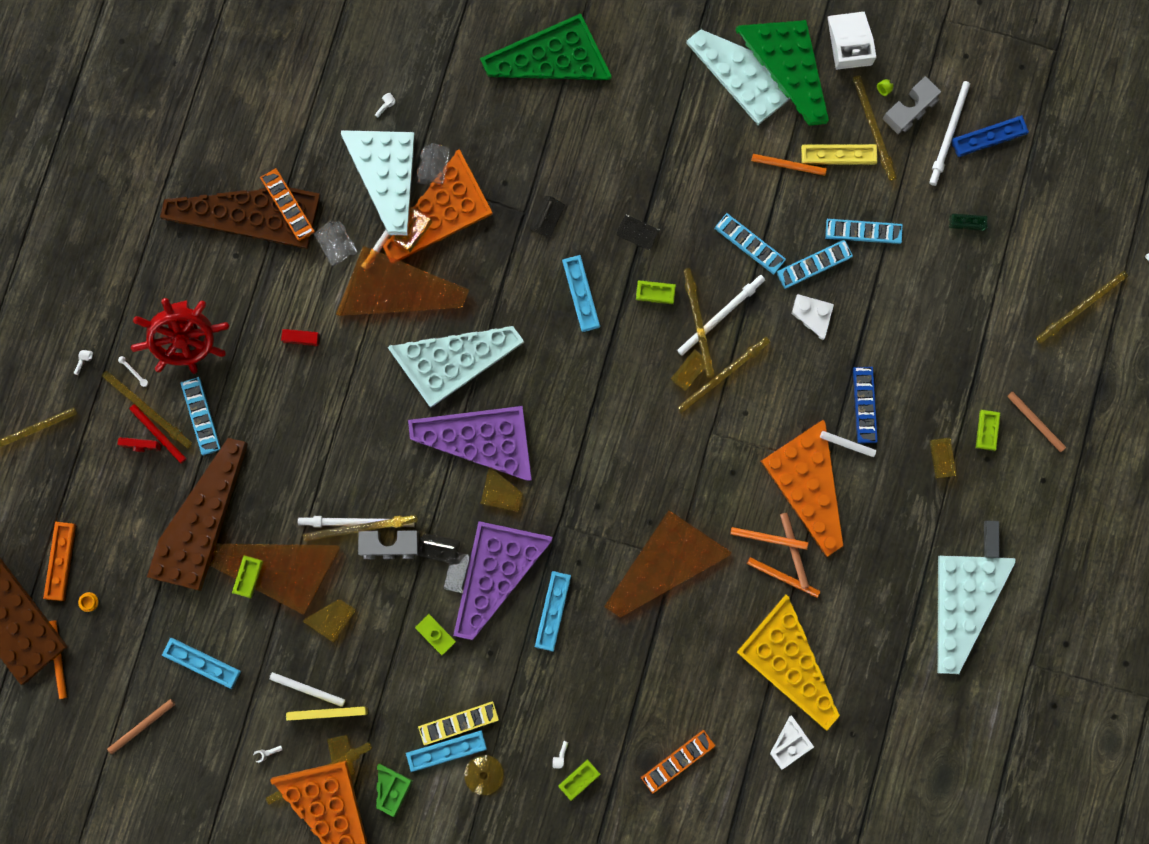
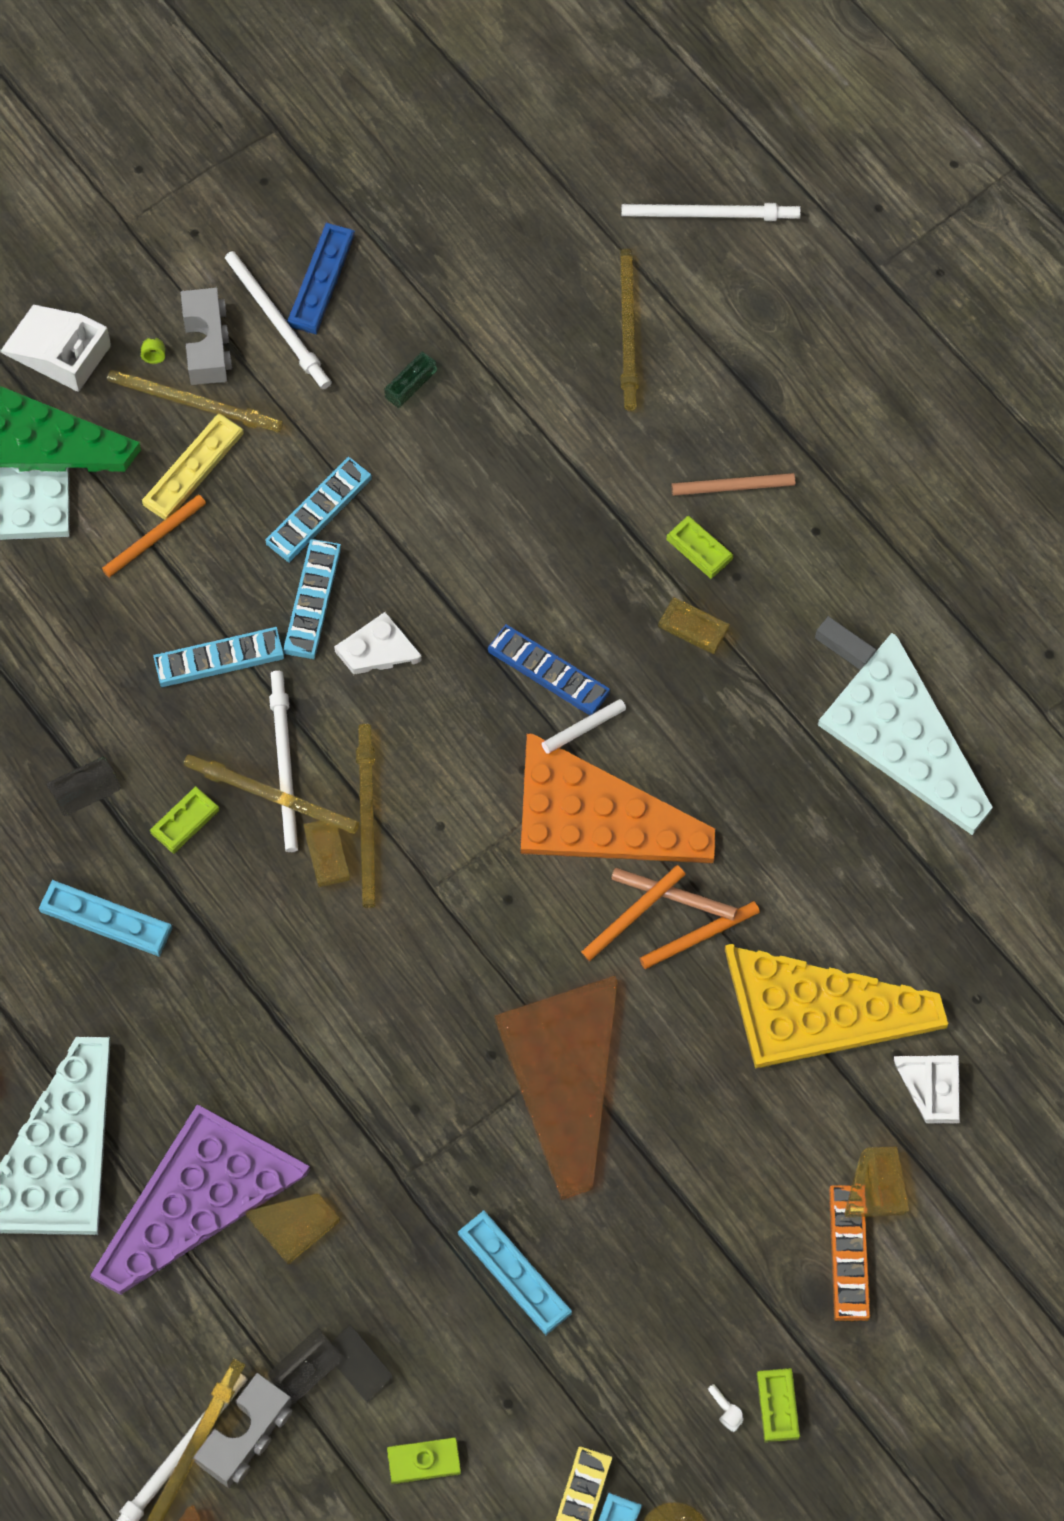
camera: 55 degrees left, 15 degrees down
(495, 568) = (395, 1305): medium lavender wing -> none
(720, 752) = (877, 1185): none -> clear yellow wing

